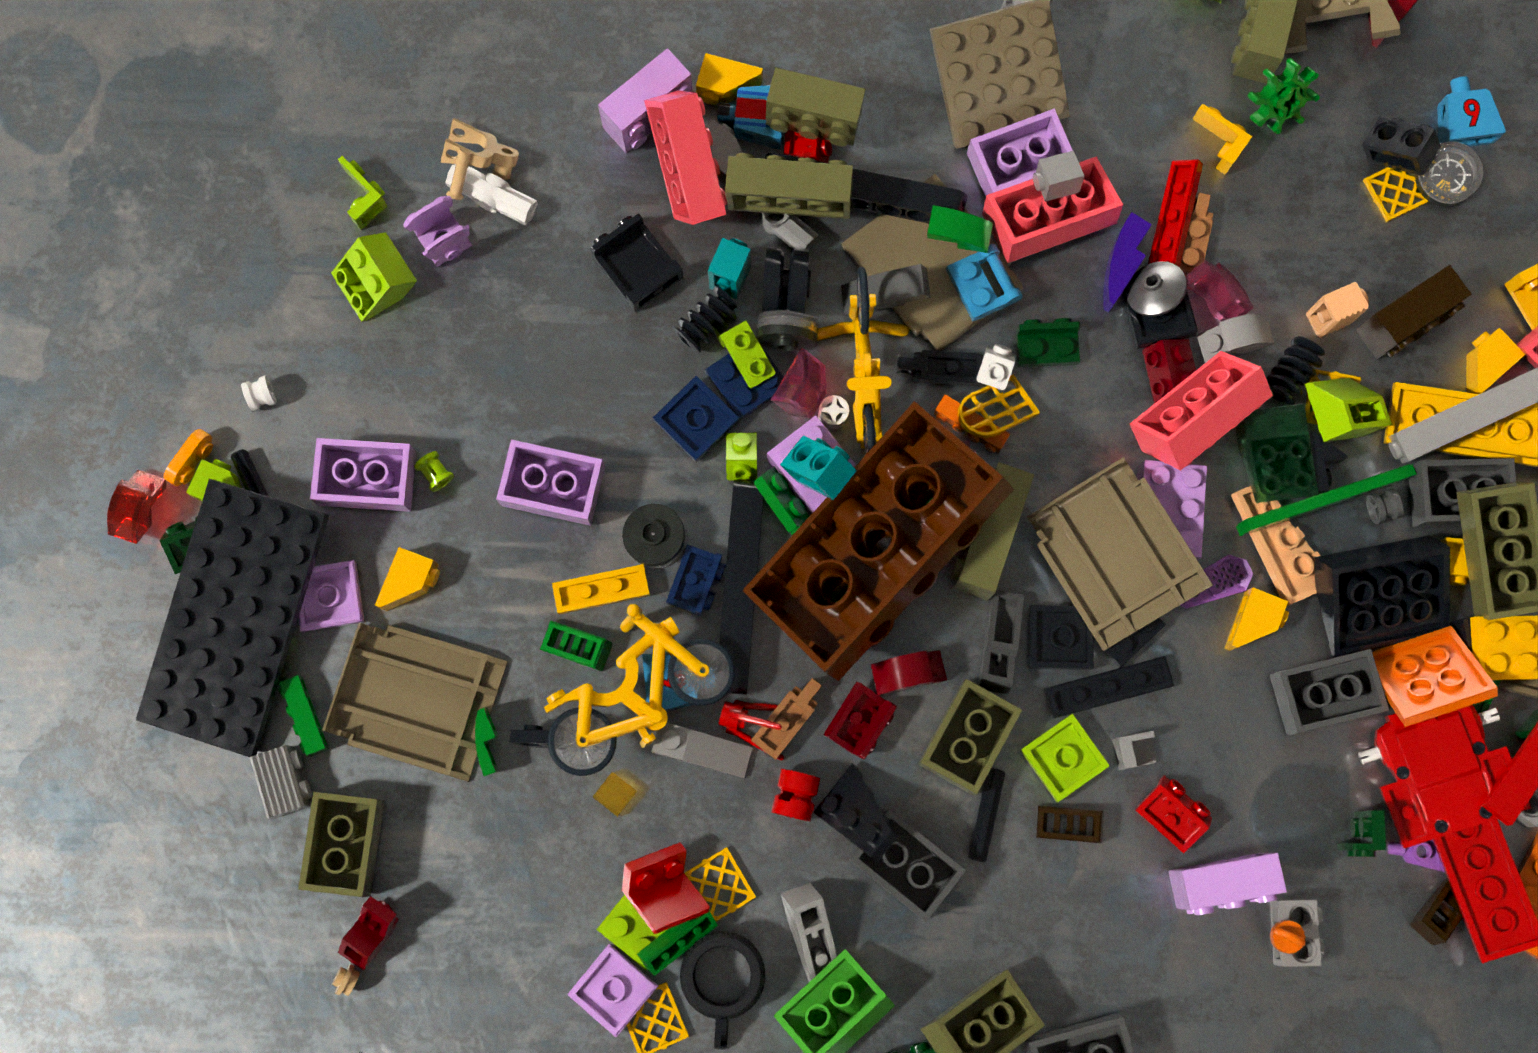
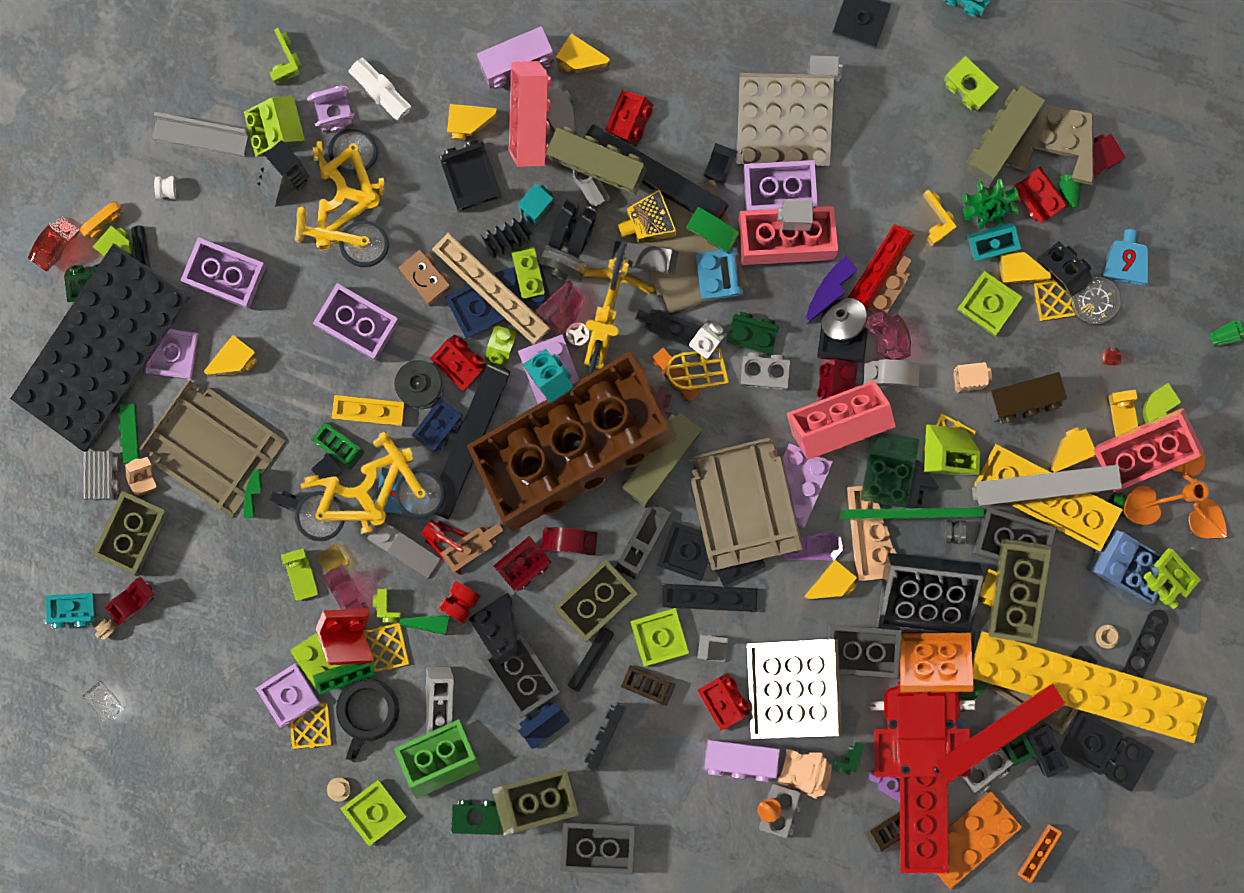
camera: 20 degrees right, 5 degrees up
(284, 314) = (200, 134): none -> light grey panel
(292, 968) = (70, 609): none -> teal bracket
(333, 766) = (140, 476): none -> light nougat bracket
(398, 322) = (281, 173): none -> black wedge
(439, 477) = (274, 285): lime bush -> none
(501, 155) = (392, 61): tan piece -> none
(525, 379) = (362, 241): none -> piece
(571, 677) = (327, 468): none -> black panel
(579, 825) = (300, 574): none -> lime bracket
(613, 195) = (468, 120): none -> yellow slope
(620, 401) = (425, 277): none -> medium nougat brick
(642, 826) = (344, 589): none -> clear pink brick
(695, 829) = (380, 602): none -> lime bracket
(696, 492) = (459, 362): none -> red bracket
(708, 389) = (491, 289): none -> tan tile
(750, 117) = (595, 91): torso -> none
(770, 835) = (432, 624): none -> green slope
(781, 499) = (518, 387): green hinge -> none
(814, 107) = (634, 106): olive brick -> none
(876, 244) = (648, 220): none -> torso
(938, 152) = (720, 163): none -> black panel
(956, 919) = (544, 725): none -> dark blue bracket
(1045, 910) = (604, 736): none -> black plate
(1082, 393) = (764, 378): none -> light grey brick
(1263, 768) = (794, 689): none -> plate
(1292, 367) = (924, 411): black piece -> none
(1302, 141) = (993, 241): none -> teal brick
(1315, 872) = (806, 772): none -> light nougat piece
(1321, 218) = (989, 303): none -> lime plate
(1337, 72) = (1040, 196): none -> red bracket
(1344, 164) = (1021, 268): none -> yellow slope
(1367, 55) = (1070, 190): none -> green cone
(1492, 235) = (1112, 357): none -> clear red hinge

